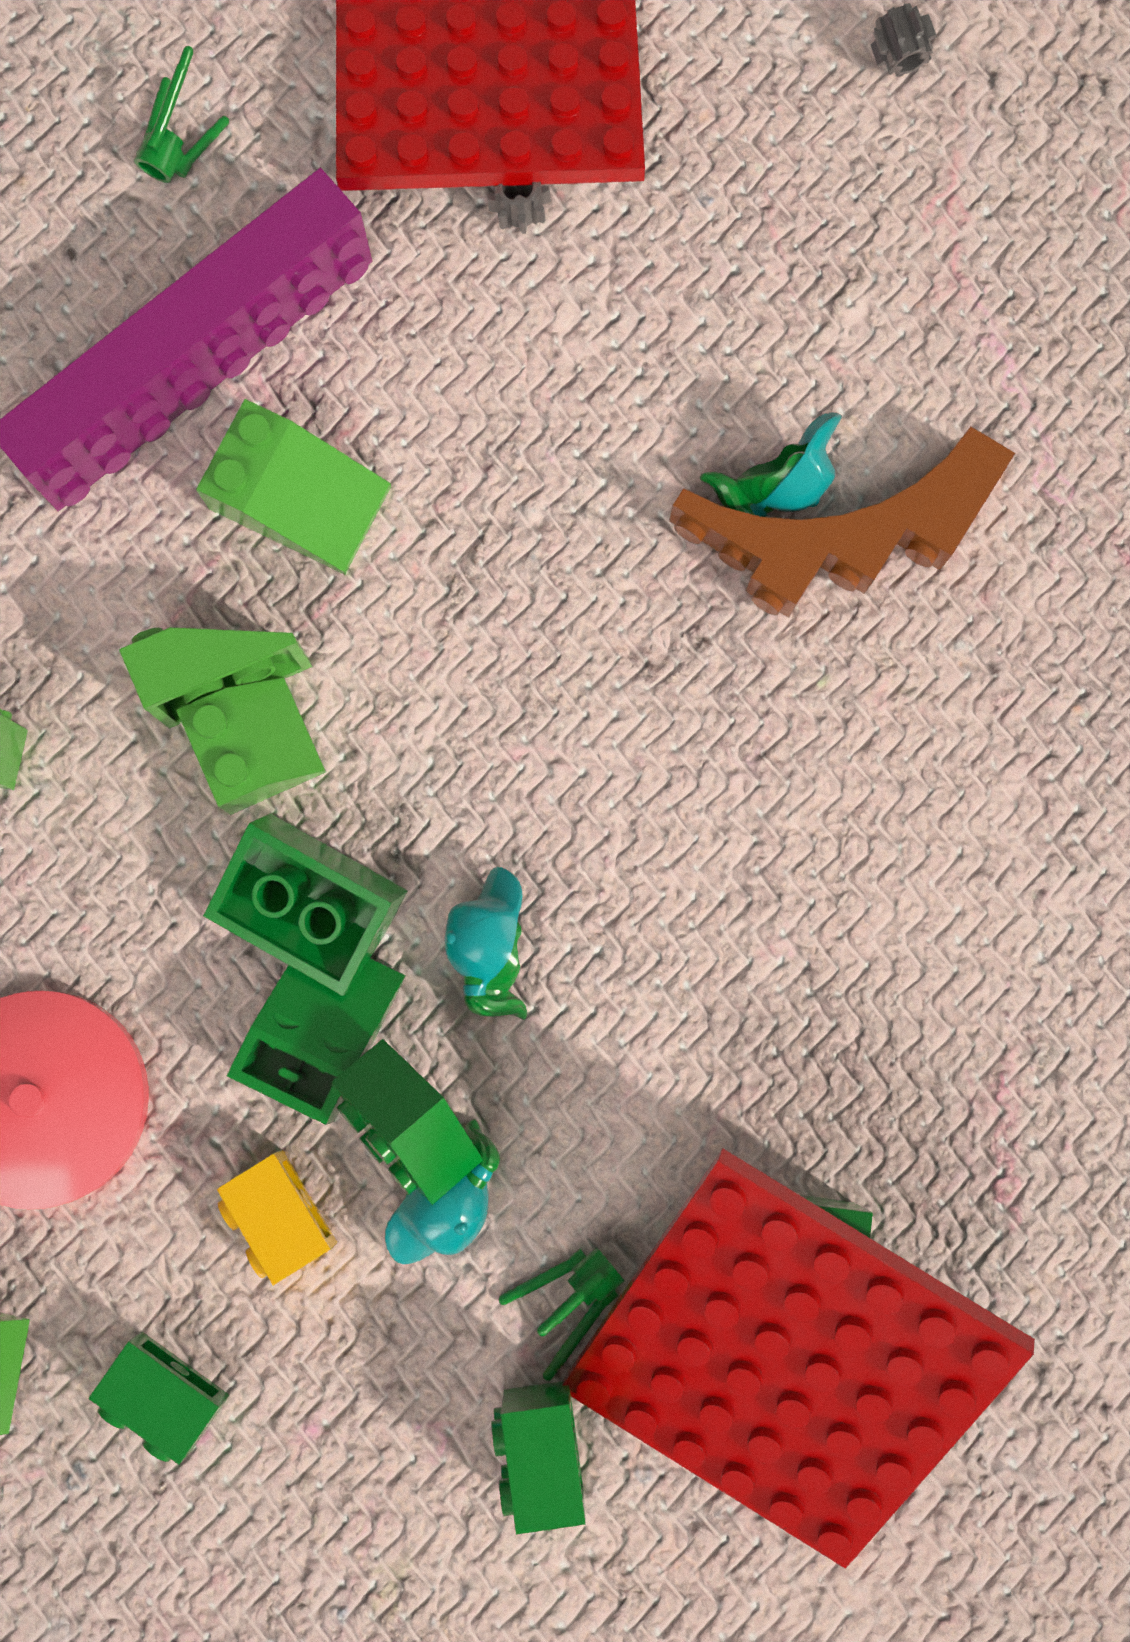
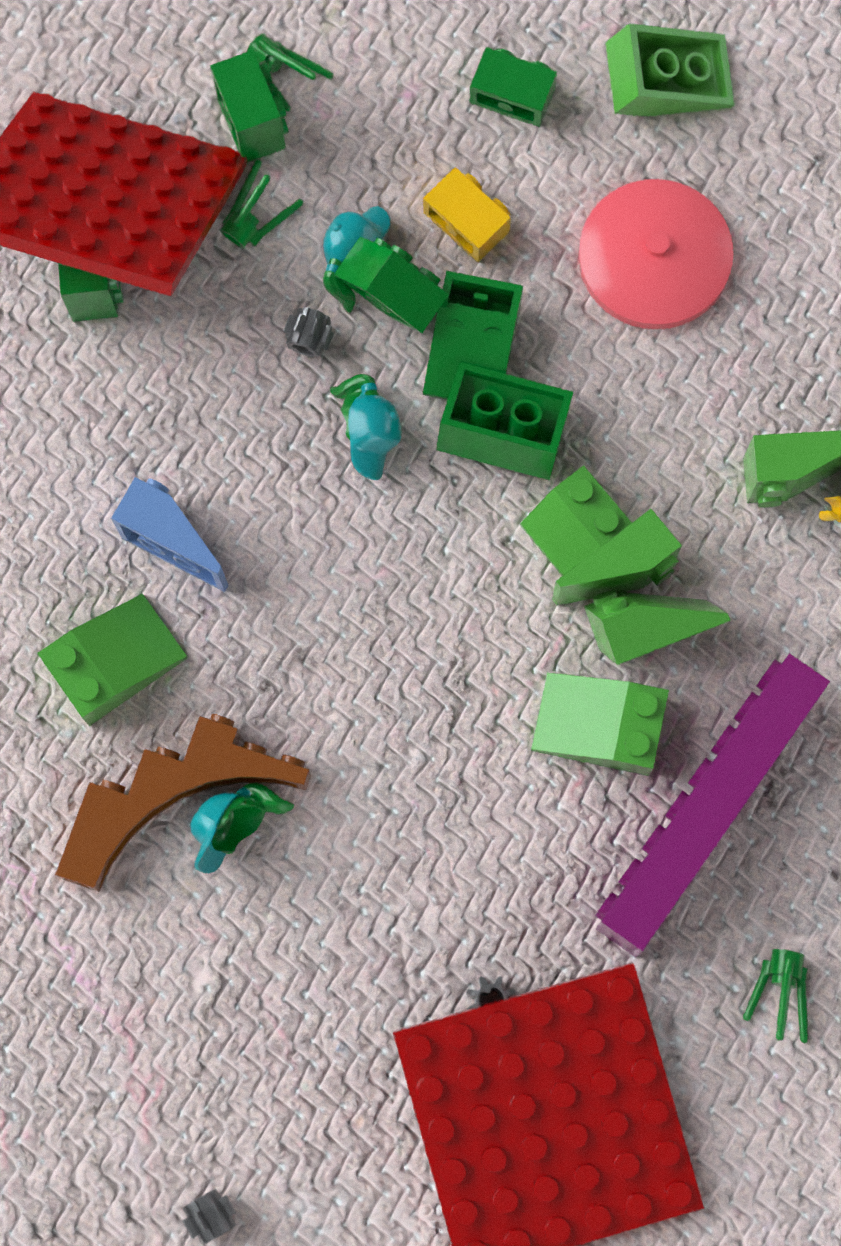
camera: 170 degrees right, 5 degrees down
(188, 578) = (638, 623): none -> bright green slope
(491, 1537) = (276, 55): none -> green plant
(536, 1096) = (308, 332): none -> flat silver gear
(789, 855) = (158, 526): none -> medium blue slope
(890, 716) = (112, 657): none -> bright green slope

